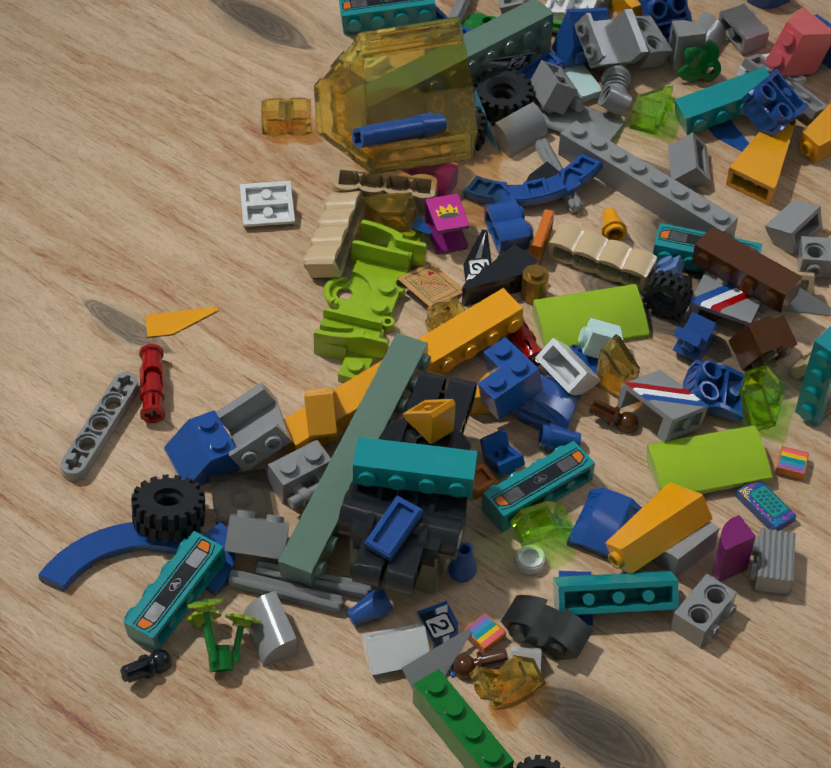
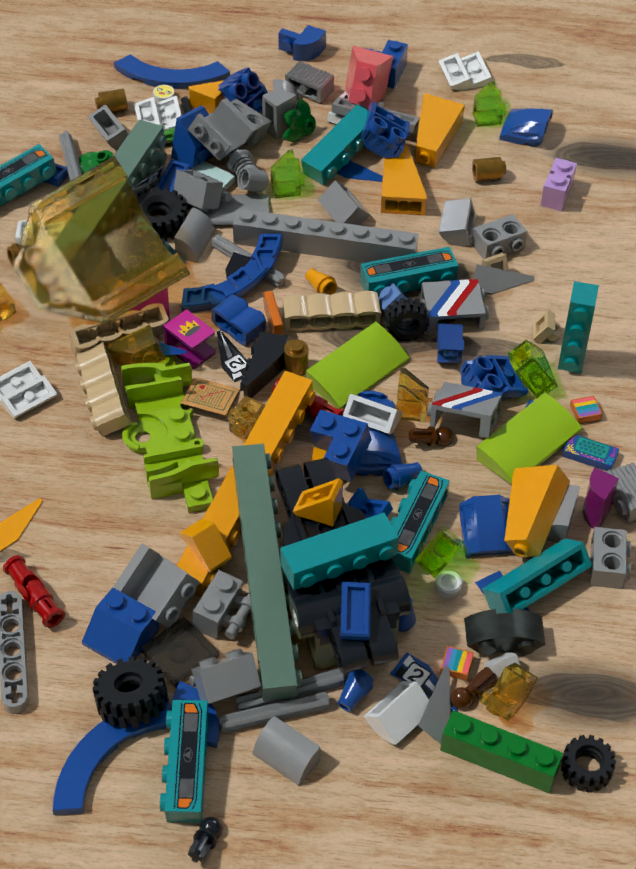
camera: 30 degrees left, 0 degrees up
(219, 656) = (261, 797): plant -> none
(417, 127) = (119, 268): blue piece -> none
(596, 335) = (380, 378): light aqua brick -> none
(746, 269) = (456, 271): reddish brown brick -> none
(762, 342) = (503, 325): reddish brown brick -> none

